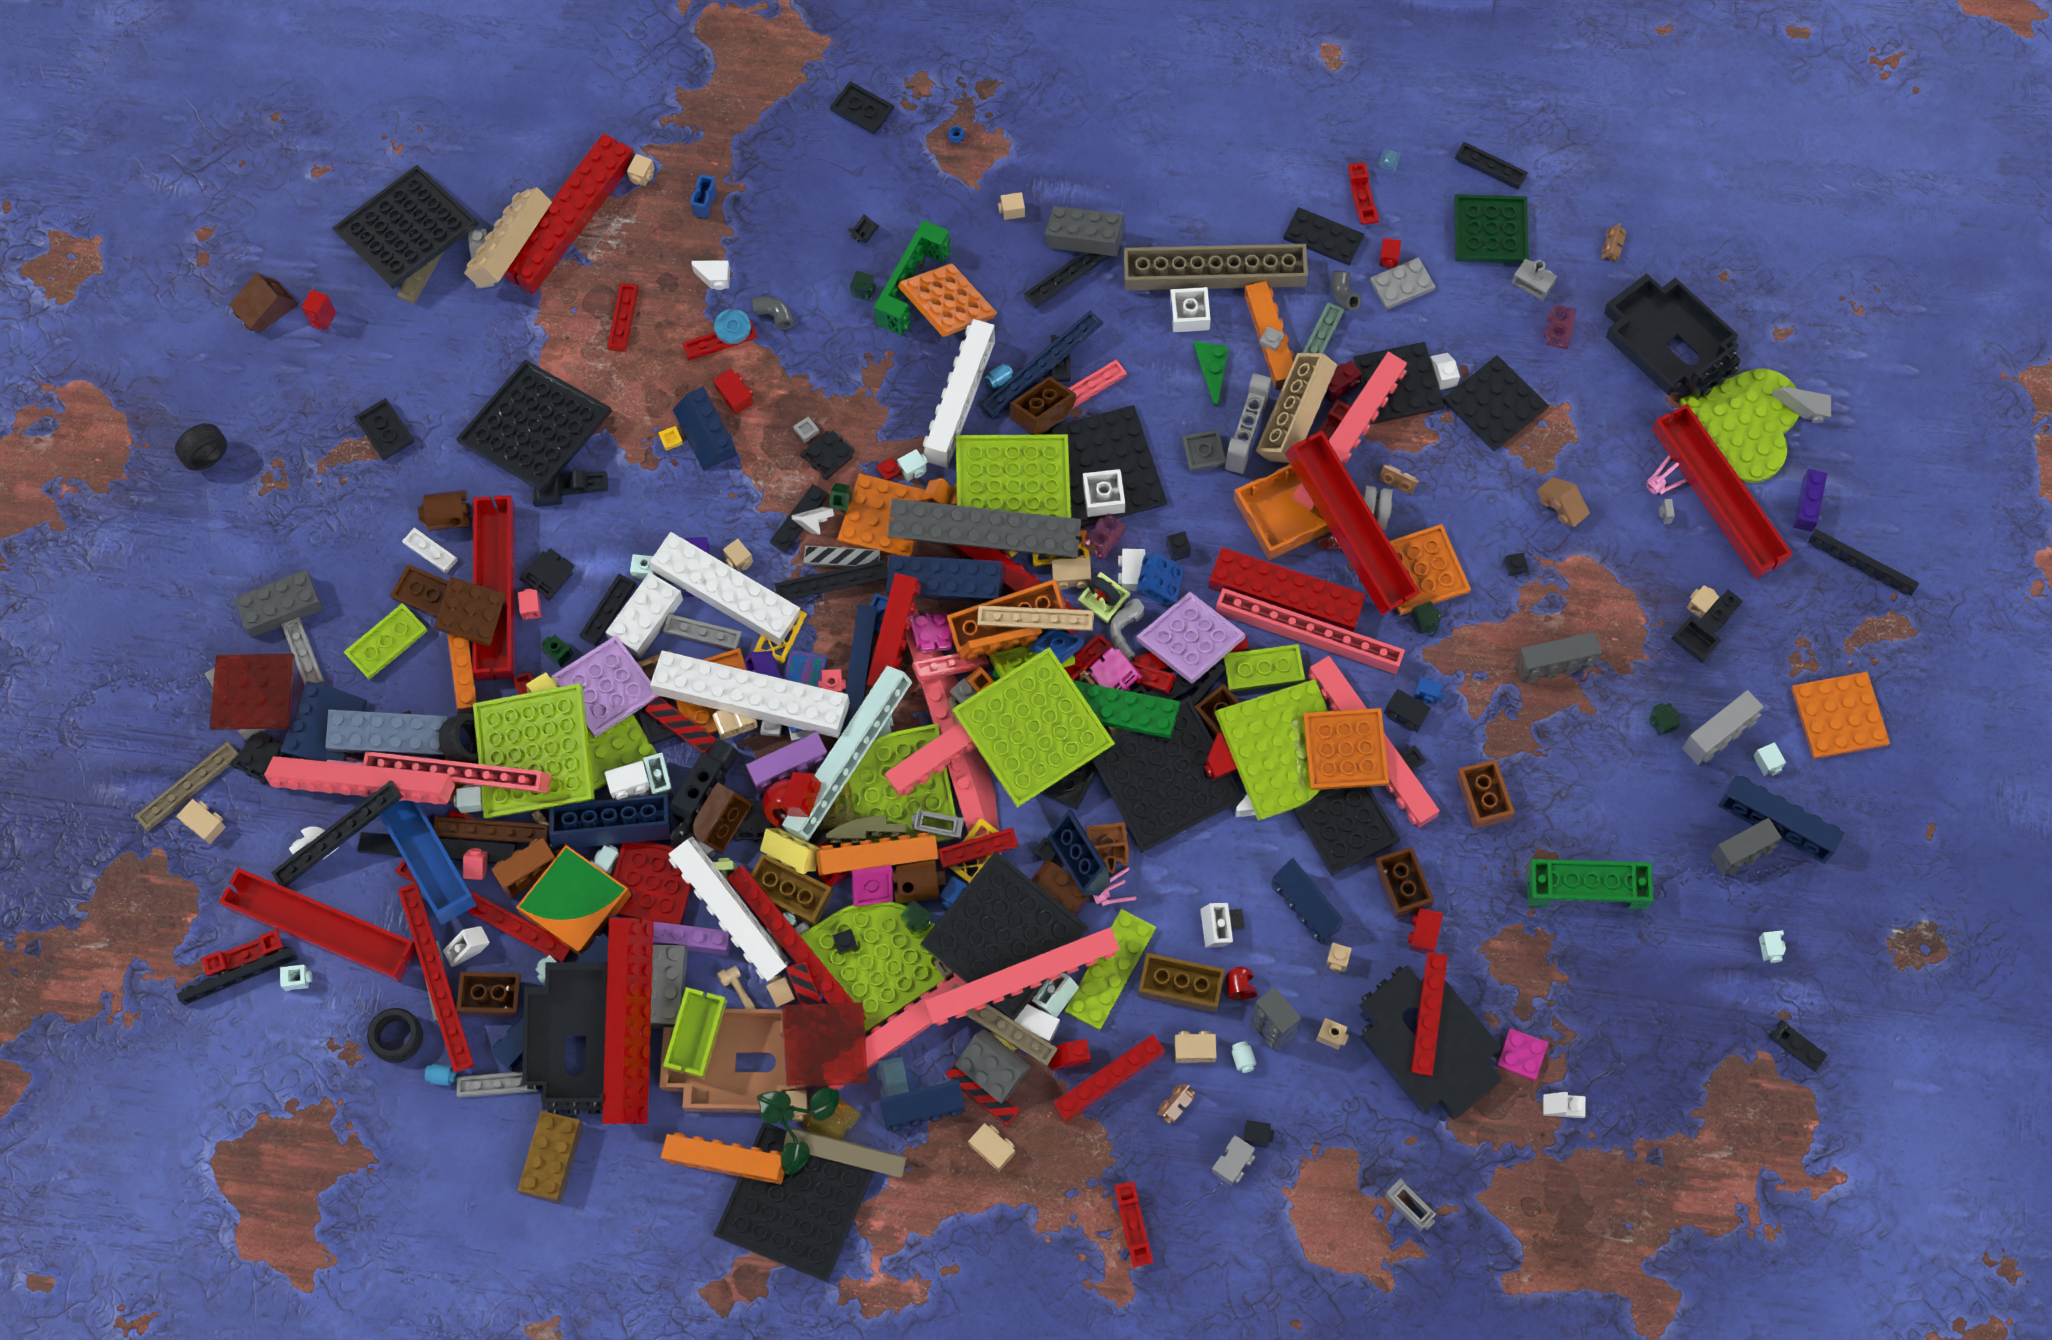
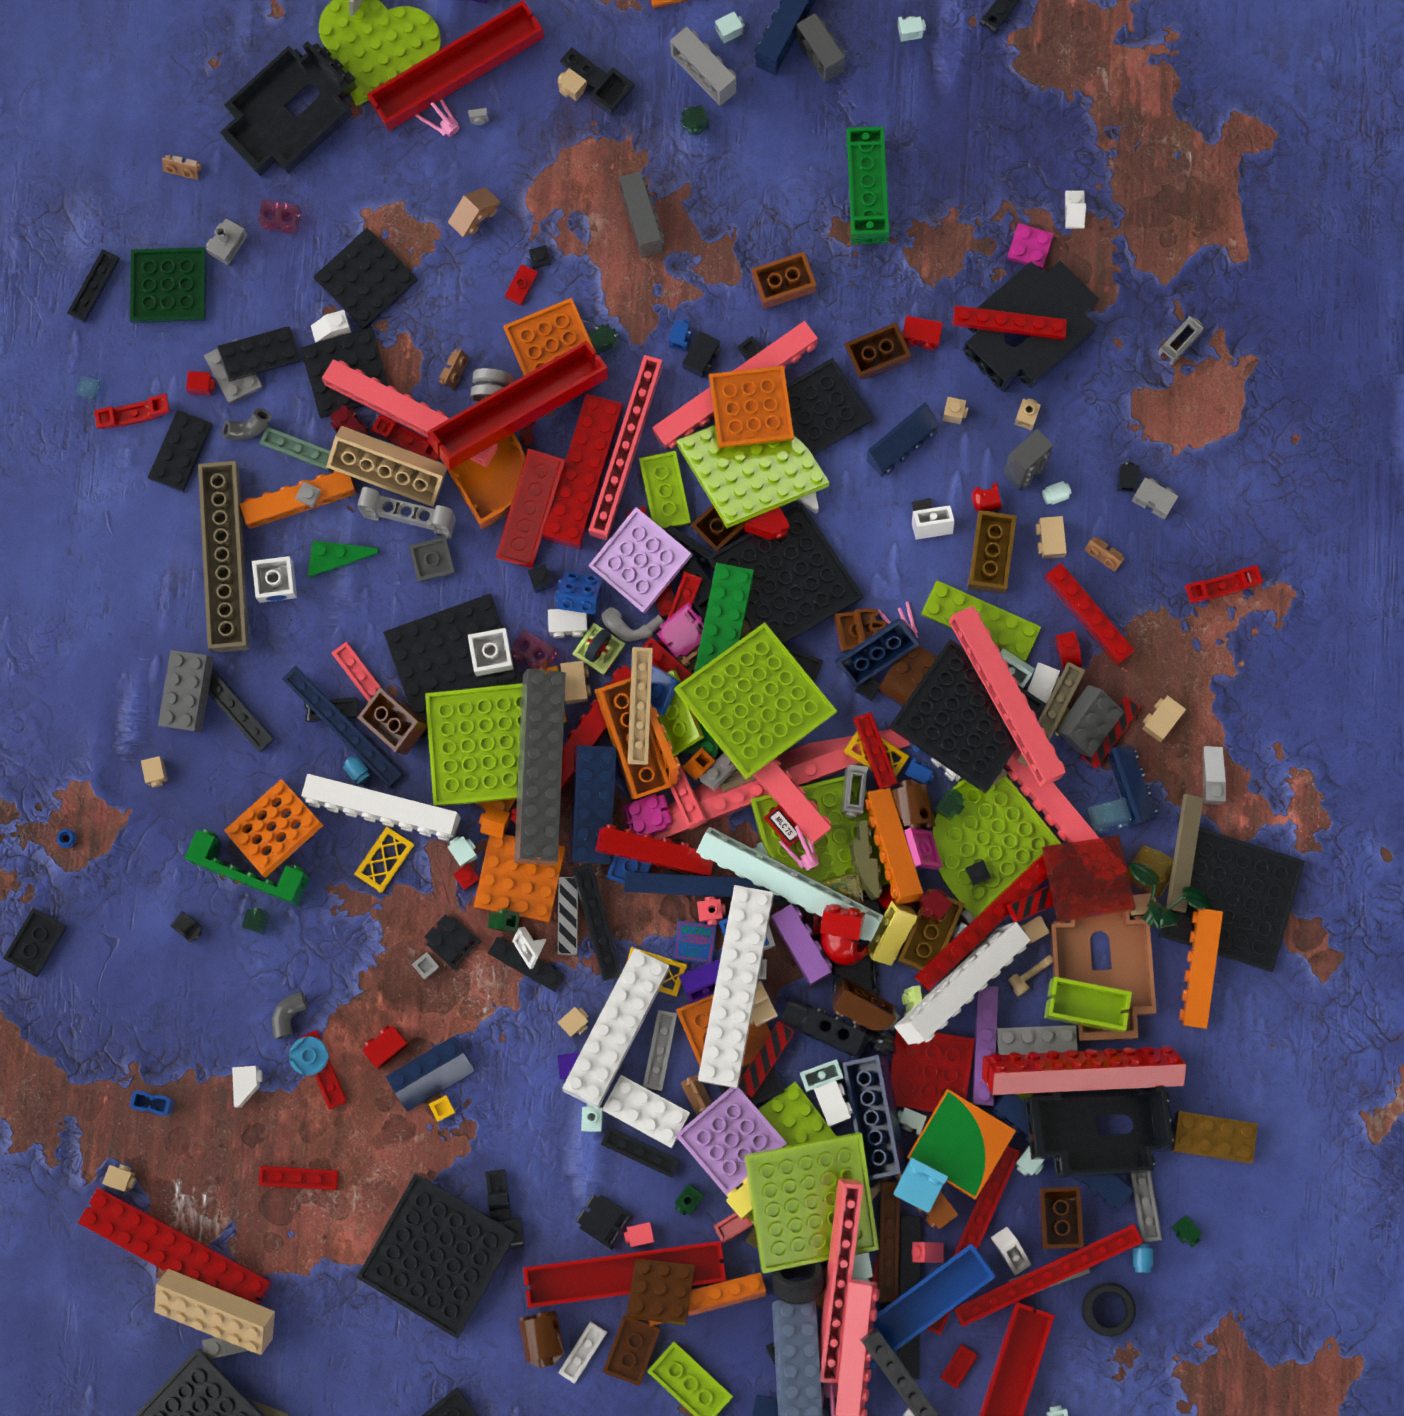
camera: 90 degrees left, 10 degrees up
(364, 889) = (958, 1366): none -> red tile
(461, 1121) = (1186, 1231): none -> dark green brick
(535, 851) = (920, 1185): none -> medium azure bracket
(810, 885) = (934, 904): none -> dark red brick
(870, 772) = (809, 859): none -> bright pink plant
(905, 749) = (782, 825): none -> tile
(912, 385) = (368, 859): none -> yellow window
(927, 1194) = (1213, 775): none -> light grey slope
(1248, 535) = (530, 508): none -> red plate
(1418, 304) = (258, 354): none -> black plate
(1486, 545) = (521, 284): none -> red plate

